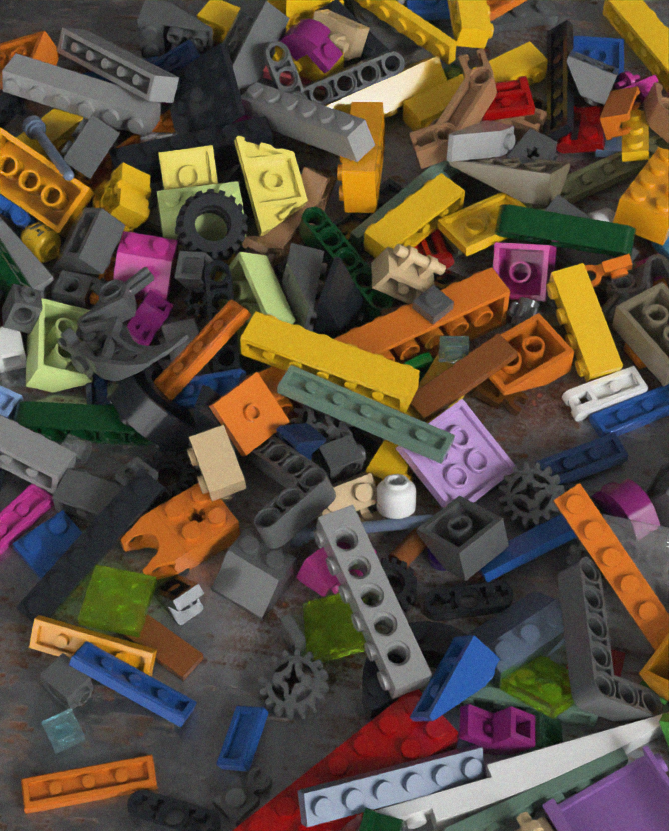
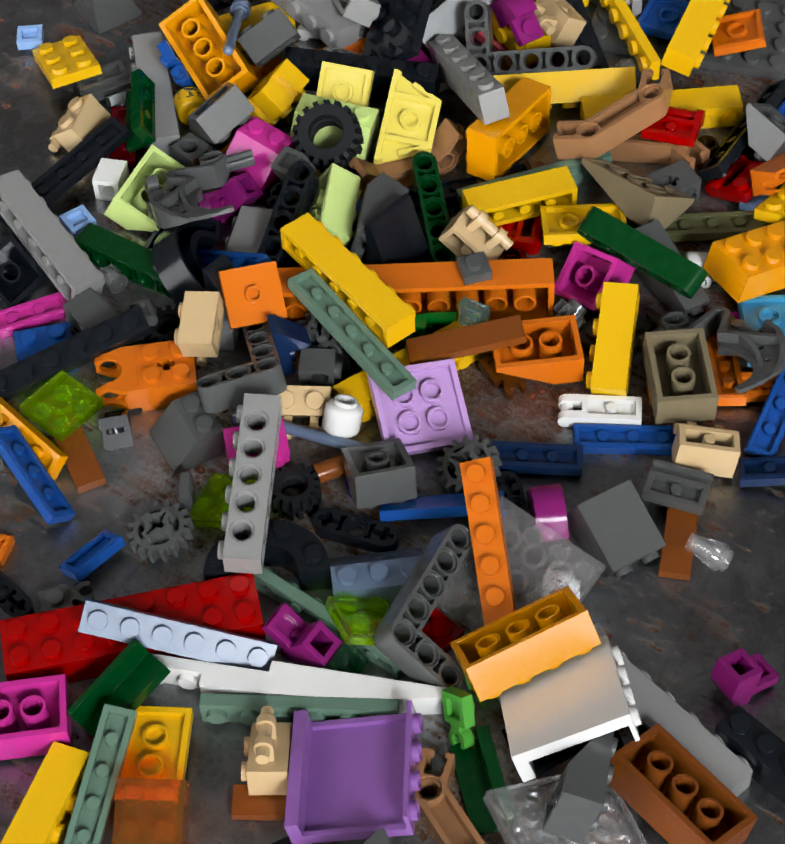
camera: 30 degrees right, 5 degrees down
(21, 308) = (132, 147): dark grey brick -> none
(201, 349) = (250, 230): orange tile -> none
(461, 673) = (293, 573): blue slope -> none
(481, 141) = (620, 151): light grey slope -> none
(614, 267) = (670, 301): orange plate -> none

